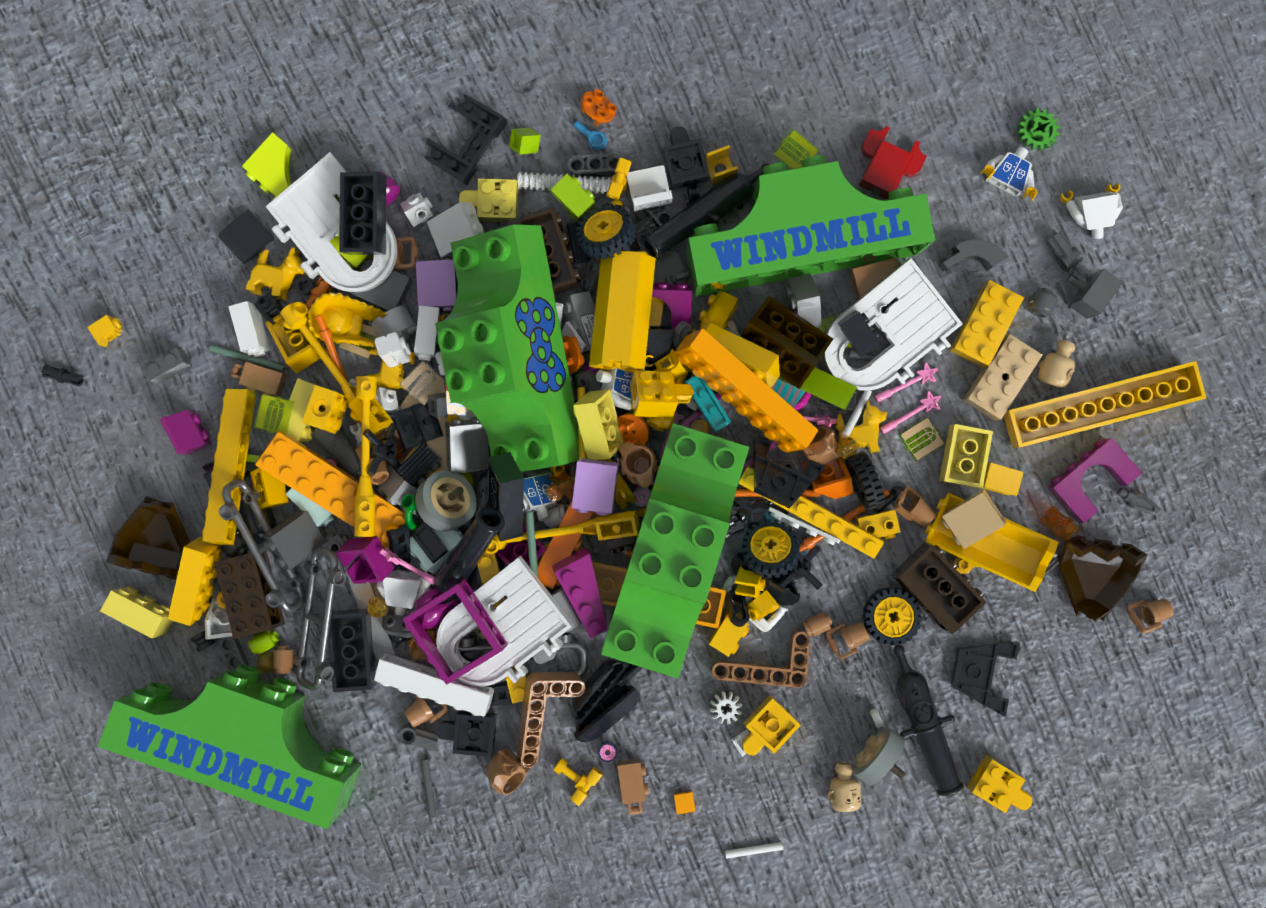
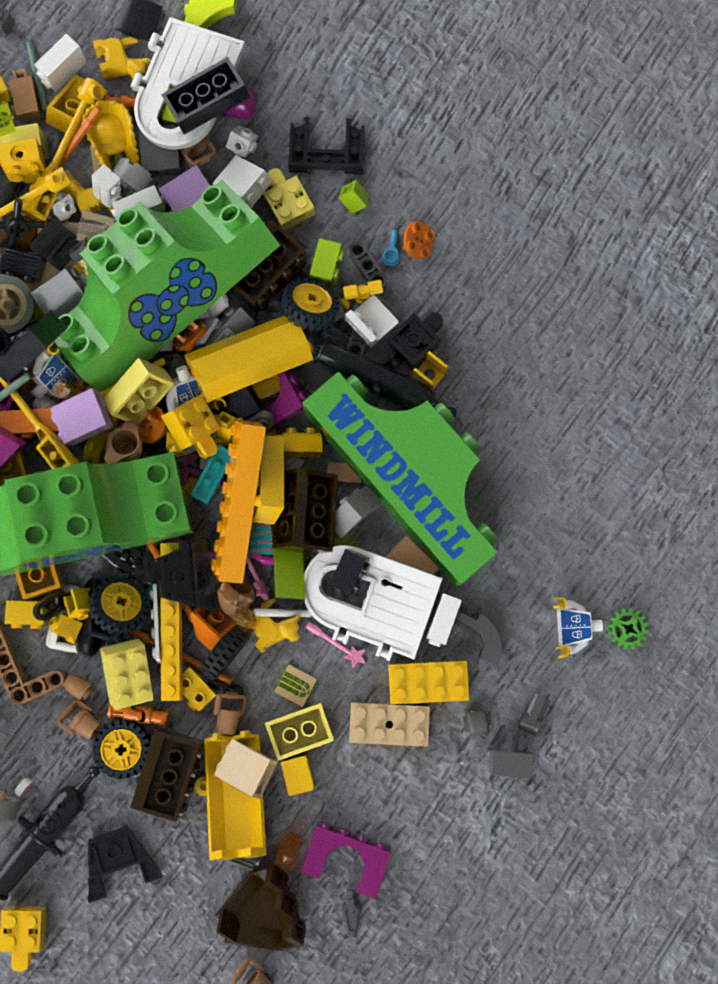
camera: 60 degrees right, 5 degrees down
(266, 304) = (88, 65): black window -> none
(304, 280) = (121, 84): black bush -> none
(548, 182) = (328, 232): white piece -> none
(761, 293) = (344, 472): none -> medium nougat tile
(795, 149) = (484, 429): clear neon green piece -> none
(834, 575) = (126, 674): none -> light yellow brick
(868, 588) = (136, 714): none -> orange piece
(888, 162) = (517, 514): red piece -> none
(927, 404) = (330, 673): bright pink piece -> none
(945, 279) = (443, 620): none -> white brick
(1058, 367) = (427, 768): tan piece -> none
(1095, 210) = (586, 721): white torso -> none
(1104, 405) = (417, 830): yellow brick -> none

